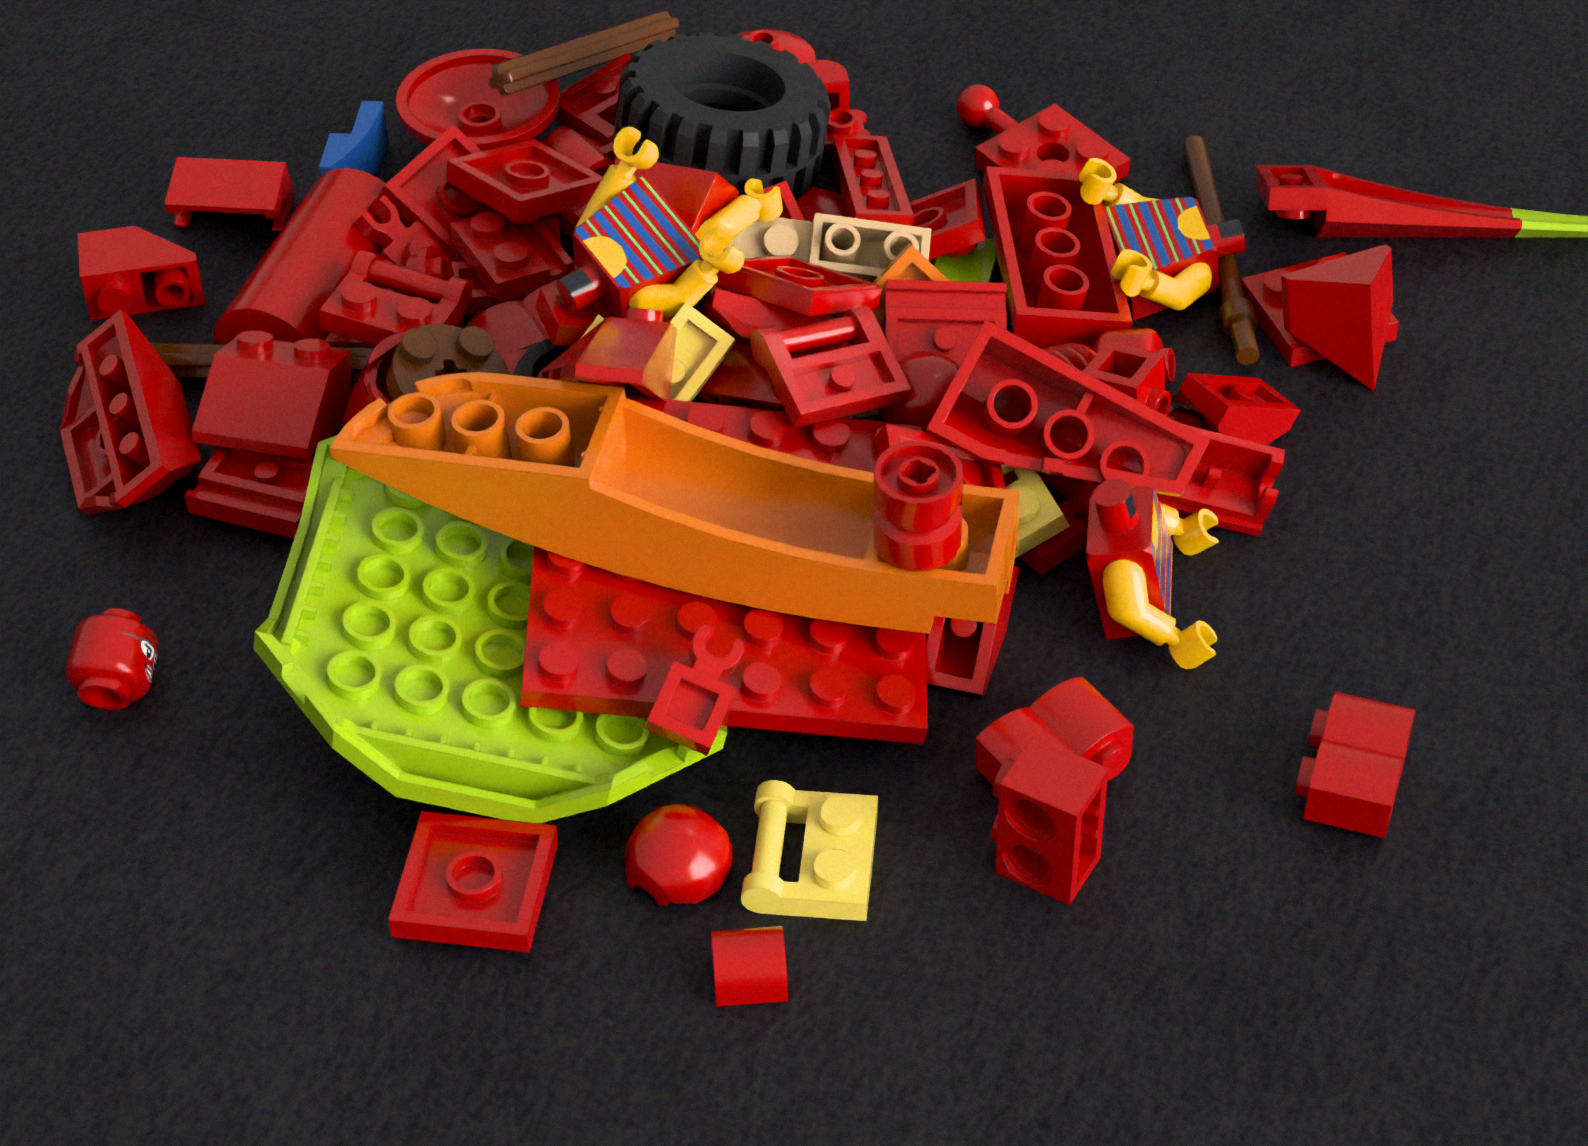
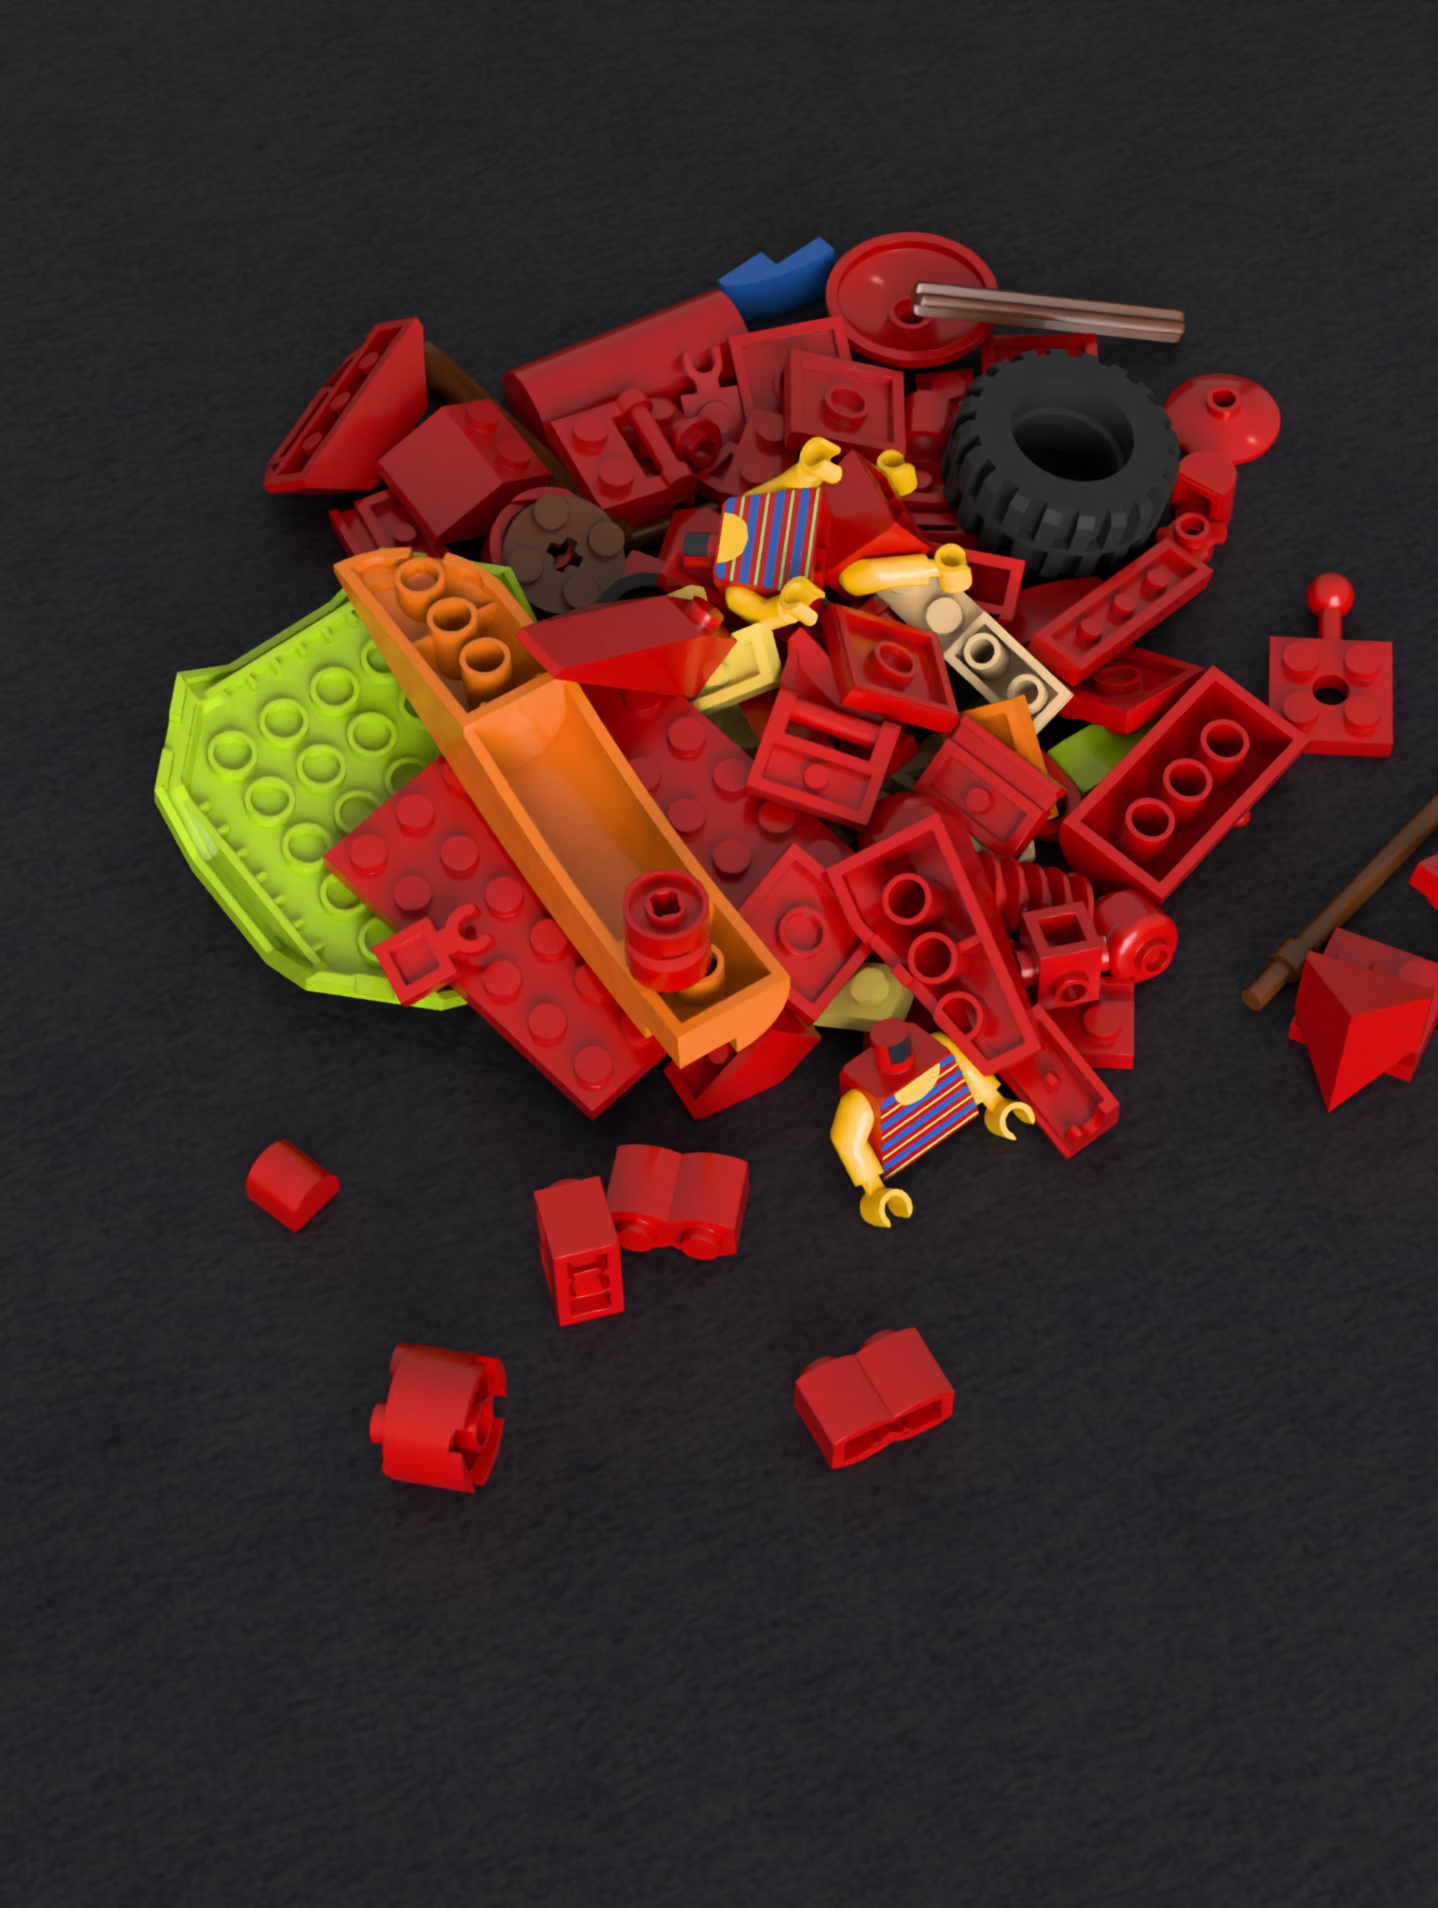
camera: 45 degrees right, 10 degrees up
(112, 659) = (147, 612): red head -> none
(136, 273) = (497, 279): red slope -> none
(230, 188) = (645, 253): red hinge -> none
(474, 881) = (191, 975): red plate -> none
(678, 855) = (339, 1066): red hair -> none
(834, 853) = (442, 1154): light yellow plate -> none
(1103, 1015) = (440, 1417): none -> red brick
(1160, 246) = (1288, 848): torso -> none
(1238, 406) = (1163, 1040): red slope -> none

